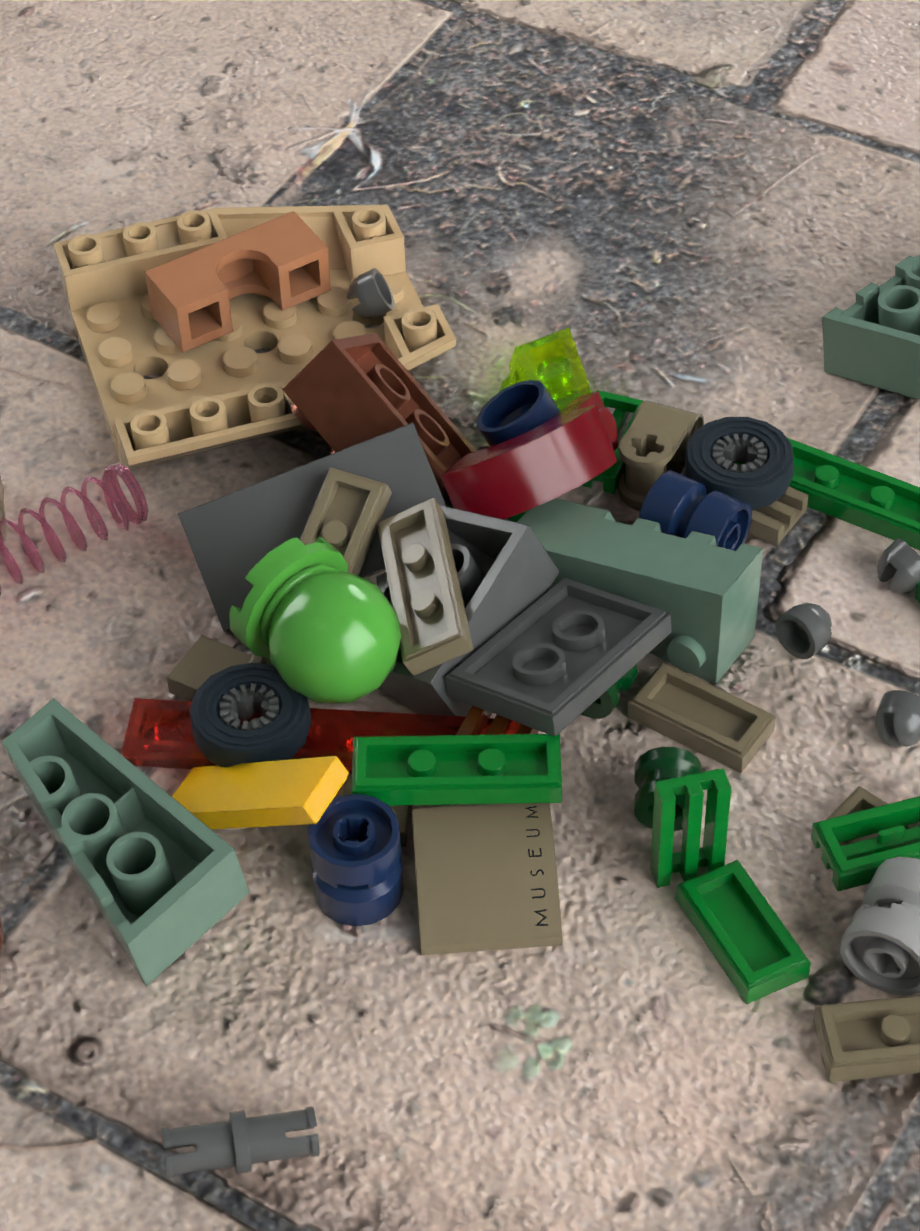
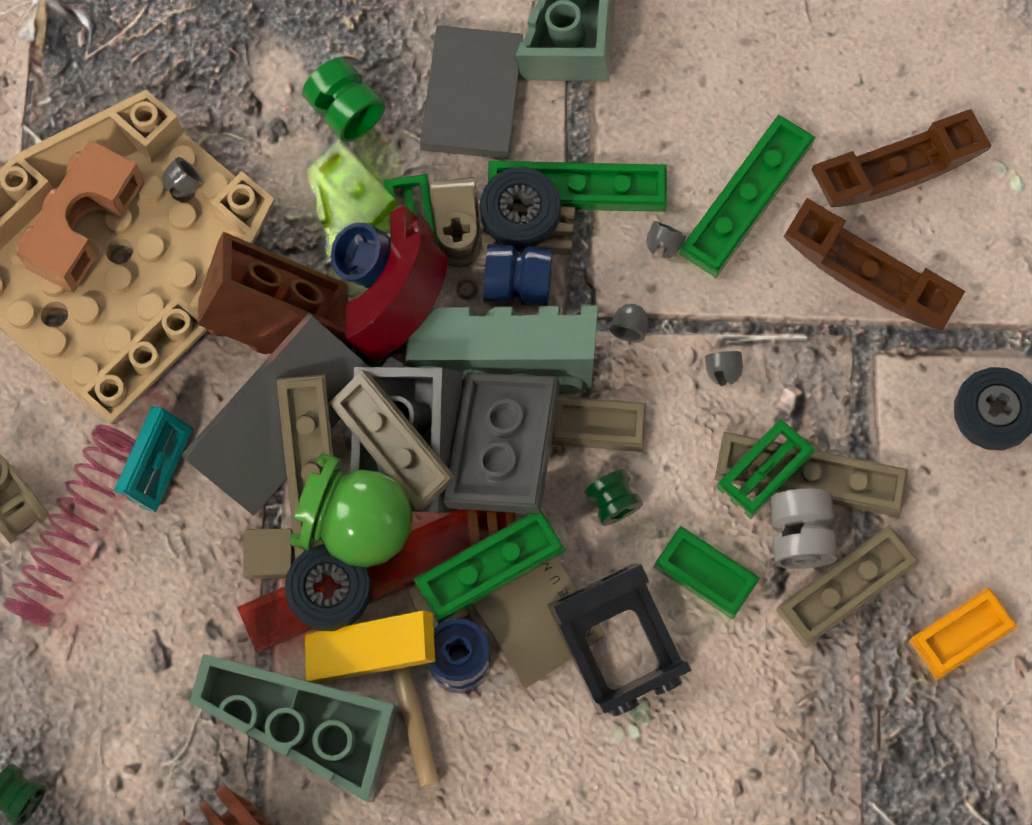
camera: 30 degrees left, 25 degrees up
(110, 550) = (149, 455): none -> teal tile
(258, 914) = (415, 727): none -> tan bar
(572, 877) = (599, 602): none -> black window
(600, 300) = (339, 95): none -> green wheel
(691, 857) = (649, 528): green tile -> none
(750, 356) = (471, 92): none -> dark grey tile

